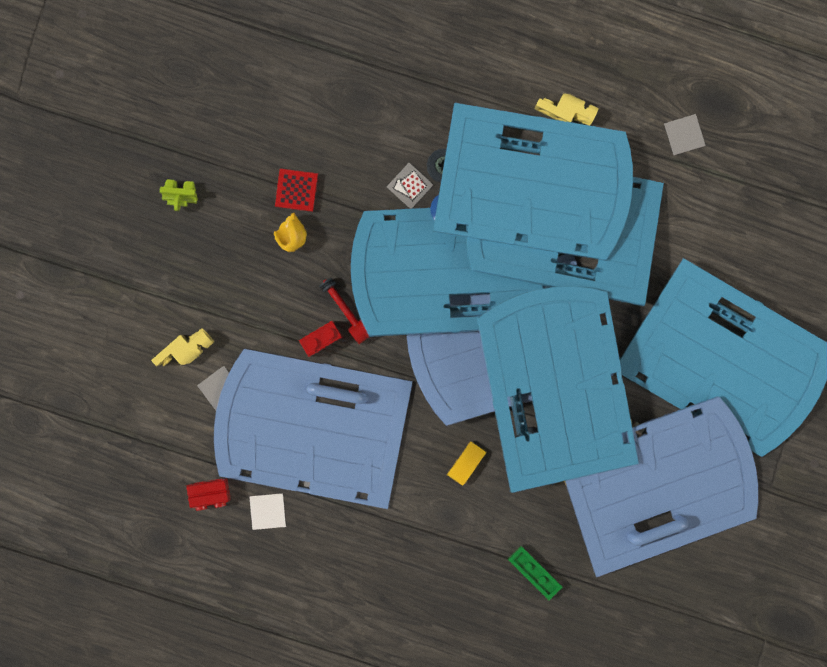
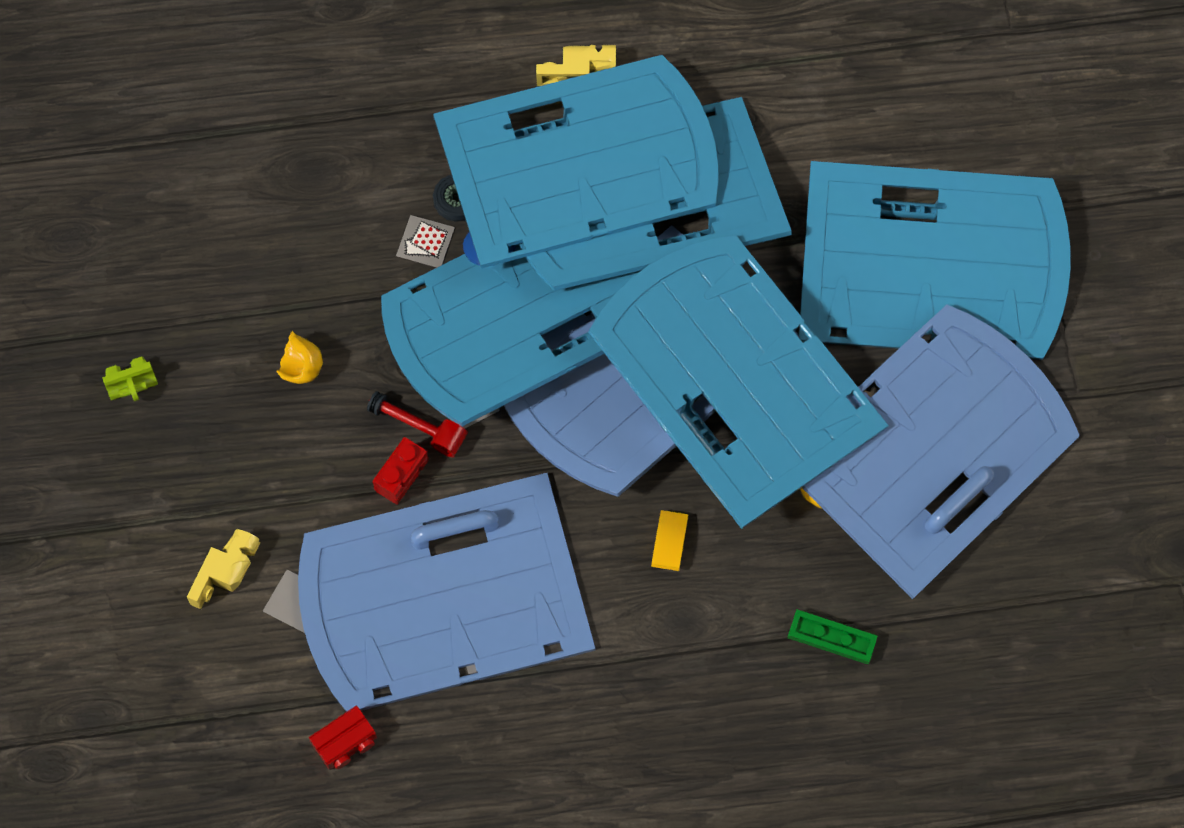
camera: 30 degrees left, 20 degrees down
(267, 511) = (435, 730): white sticker -> none
(296, 190) = (281, 309): red tile -> none
(684, 134) = (737, 33): light grey sticker -> none

